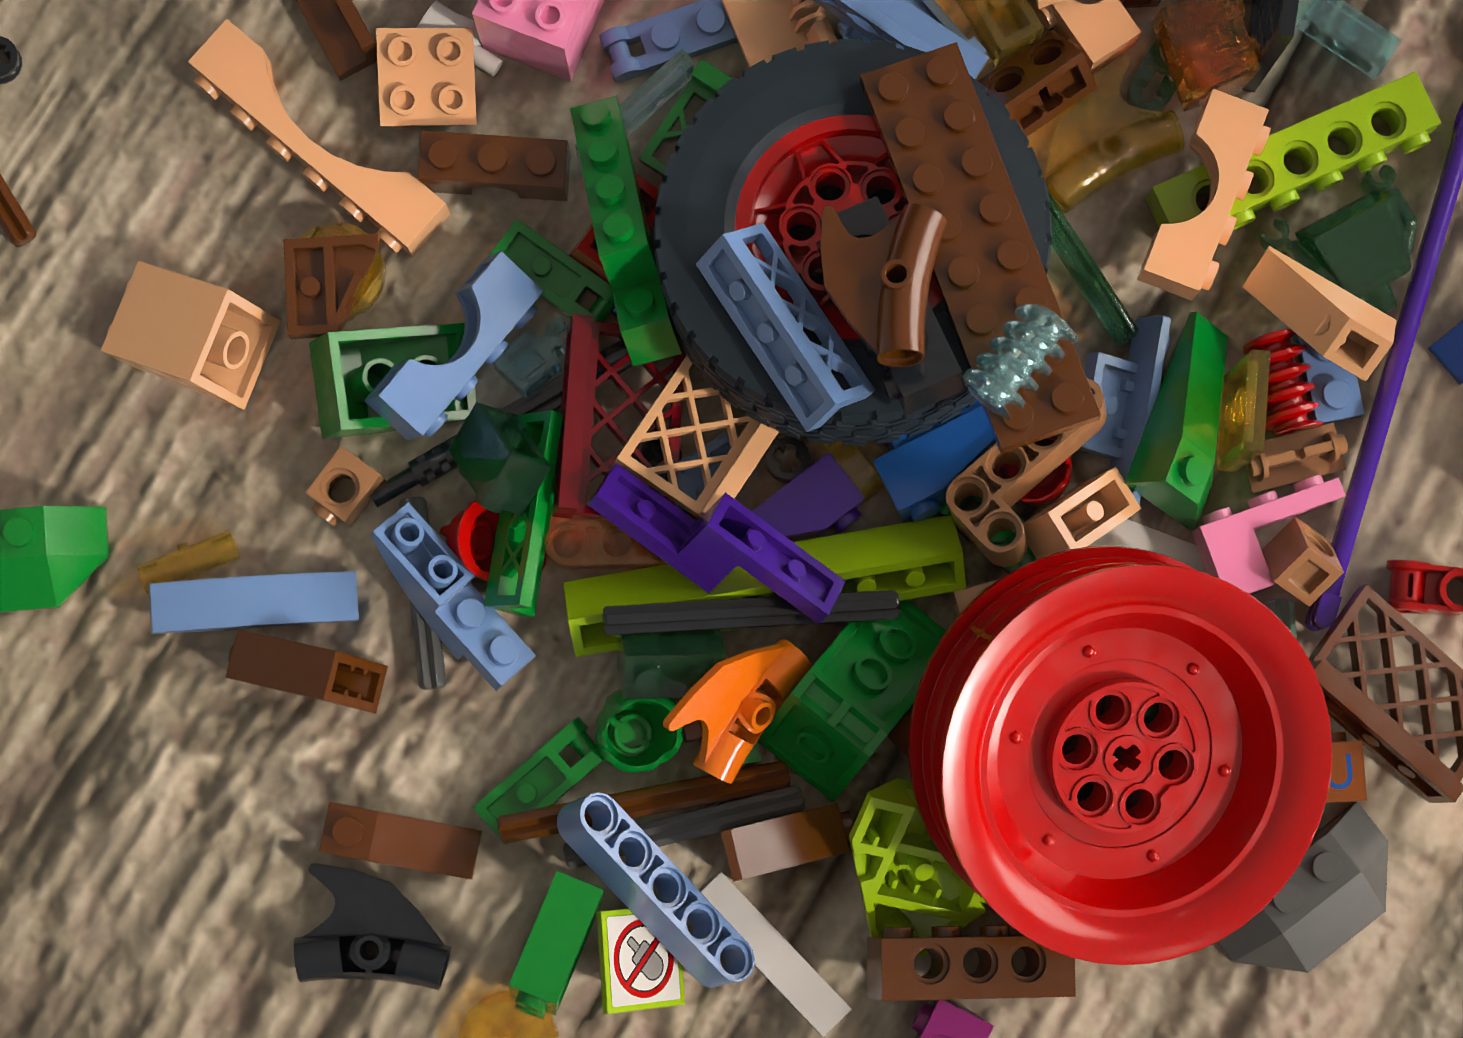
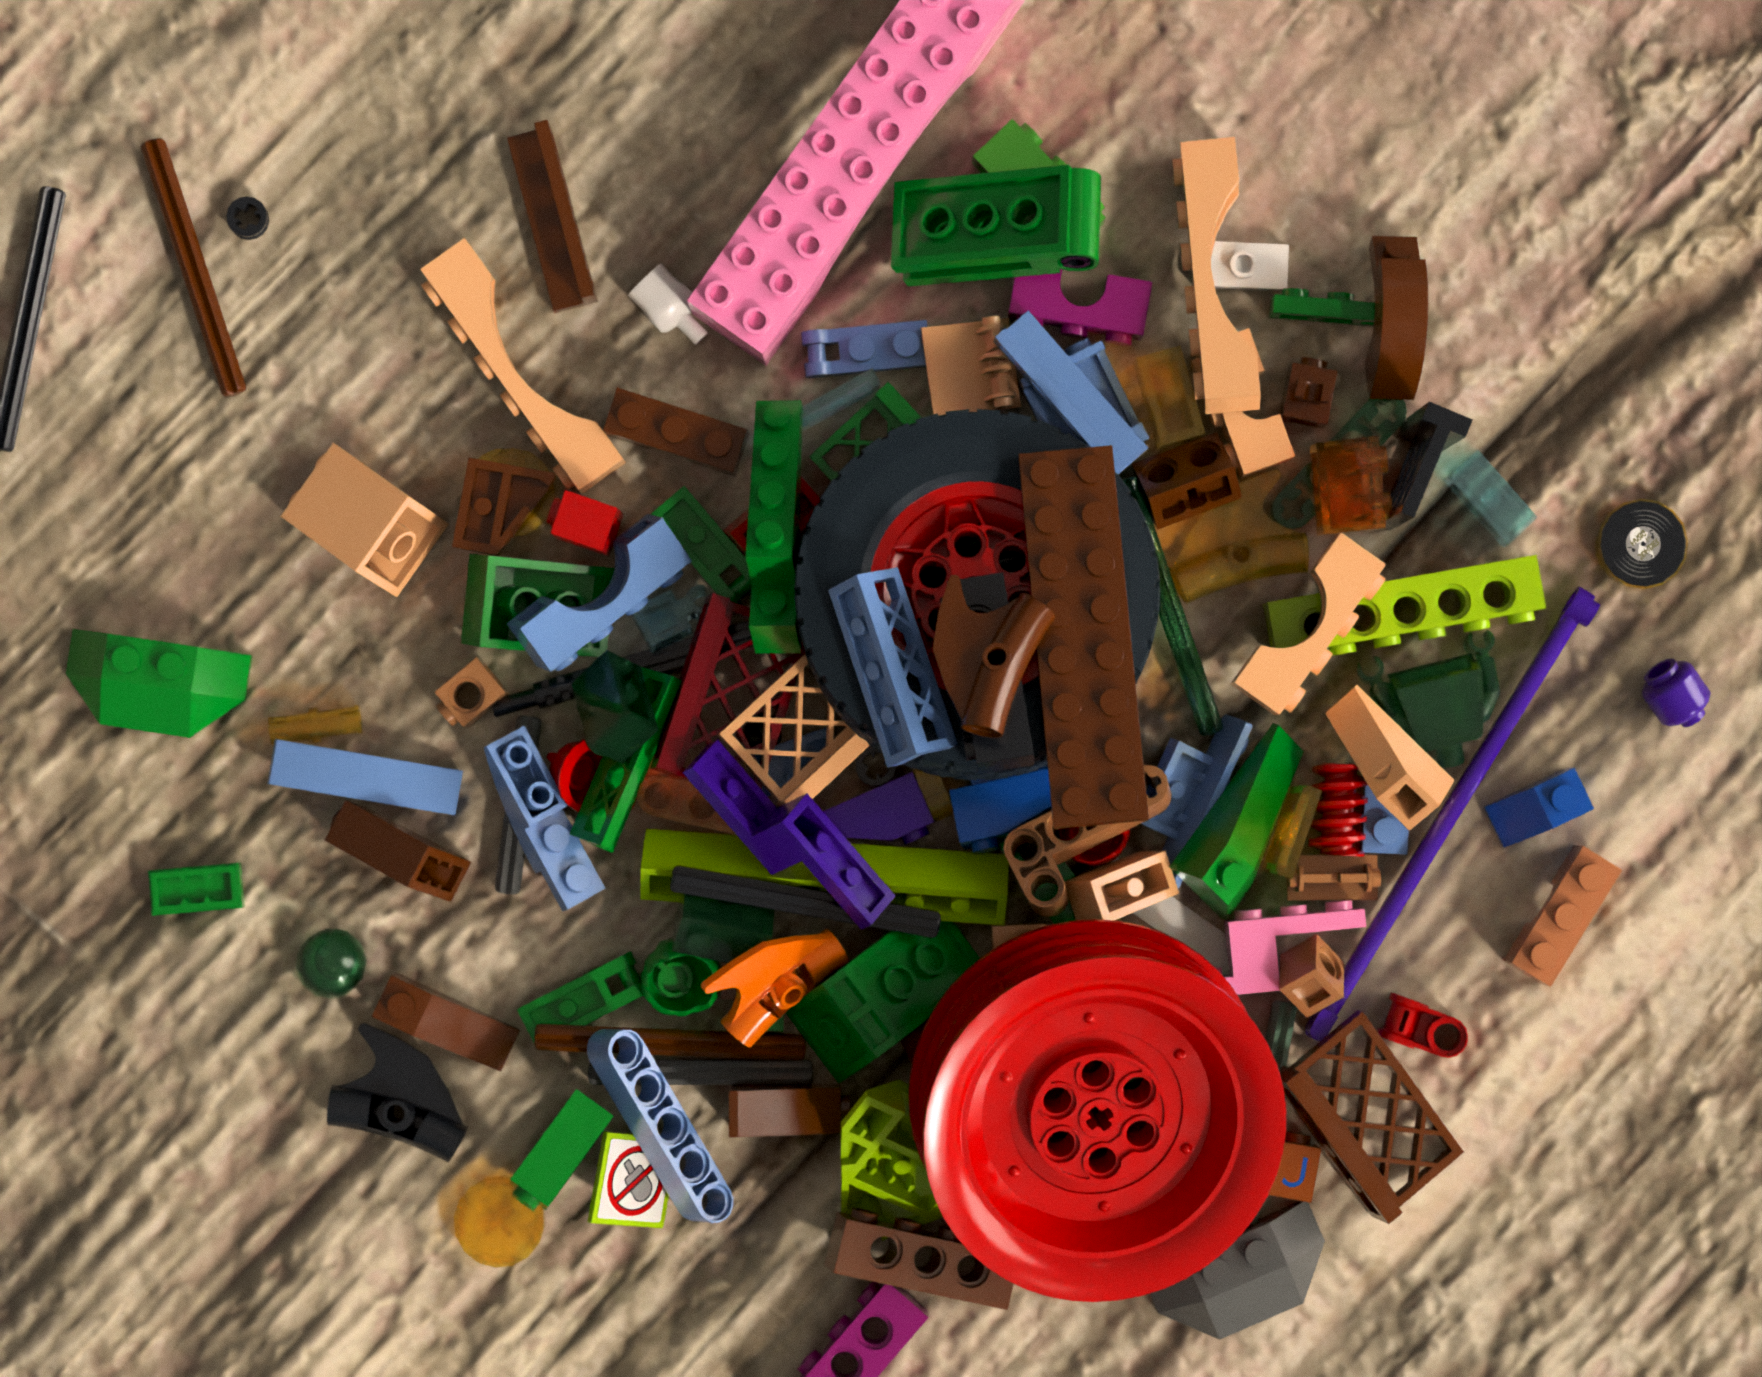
camera: 20 degrees right, 5 degrees up
(101, 765) = (196, 889): none -> green plate
(263, 809) = (330, 963): none -> clear green hair
(422, 277) = (584, 522): none -> red brick
(425, 77) = (633, 334): light nougat hinge -> none
(777, 958) = (754, 1206): white sticker -> none
(1017, 356) = (1087, 754): clear light blue piece -> none

